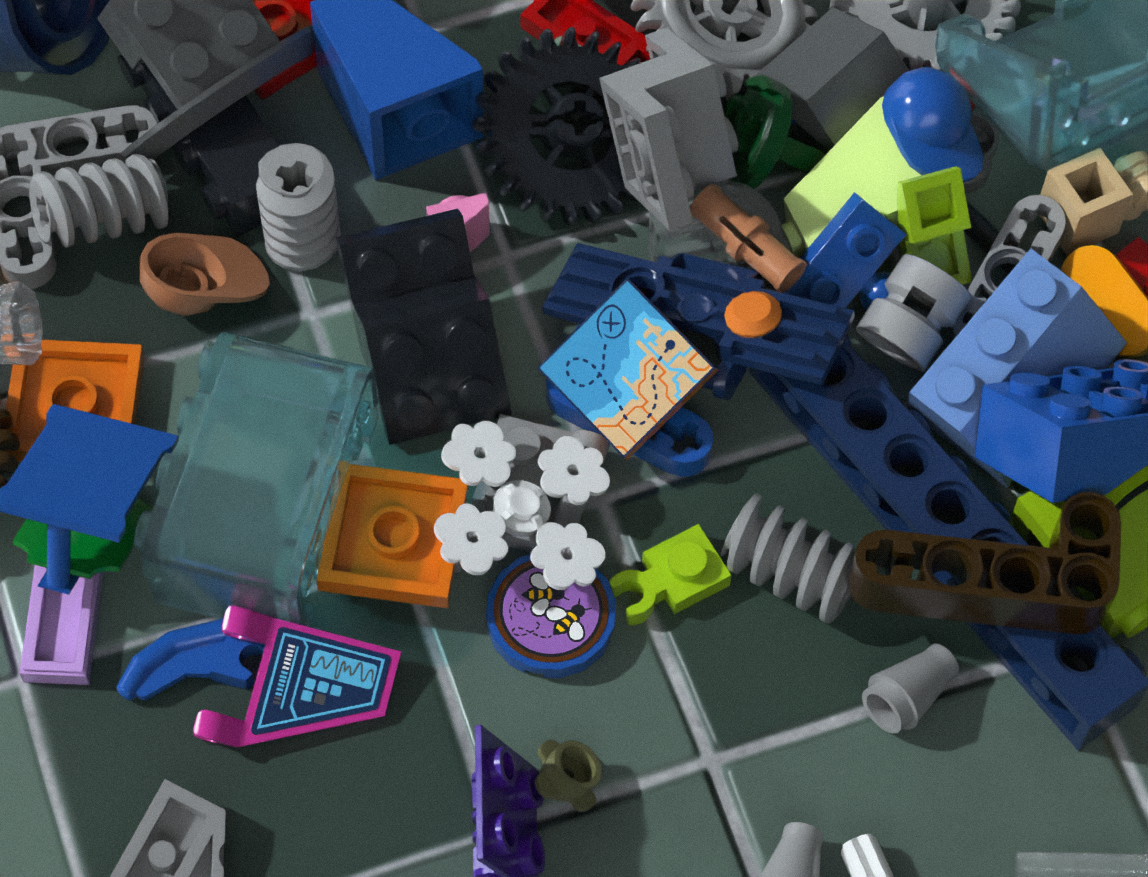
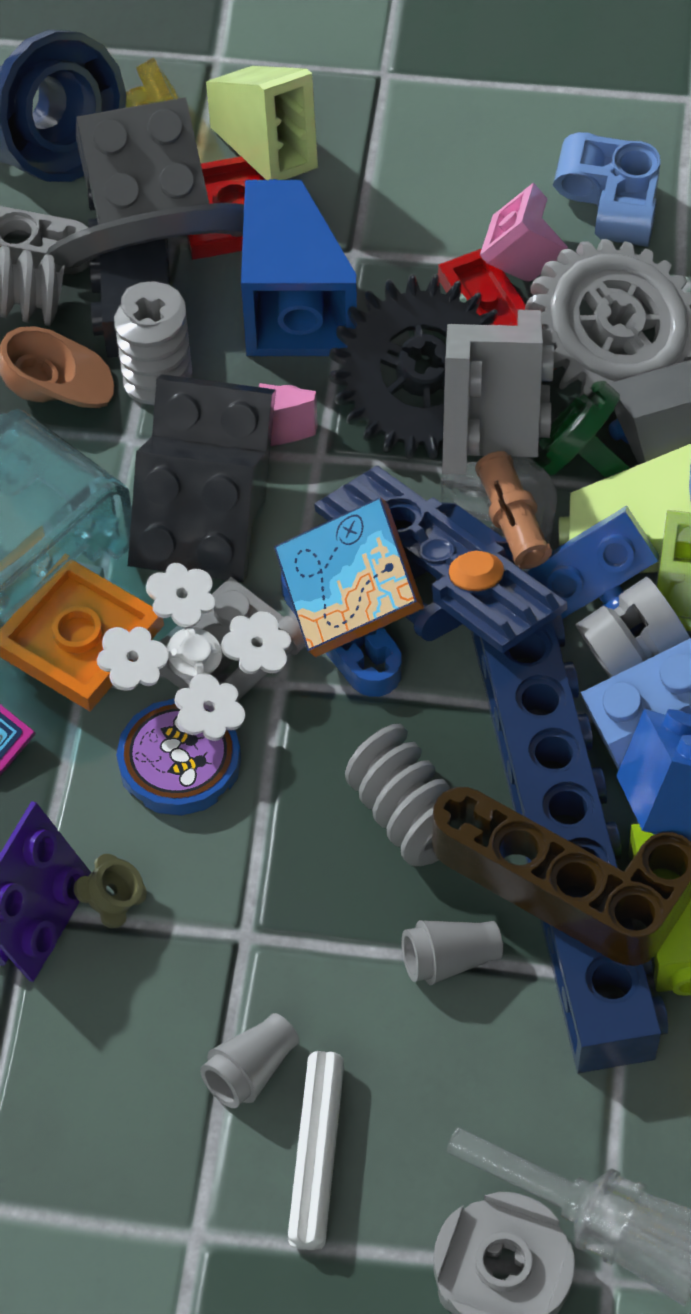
camera: 30 degrees right, 5 degrees down
(677, 571) = (308, 769): lime plate -> none

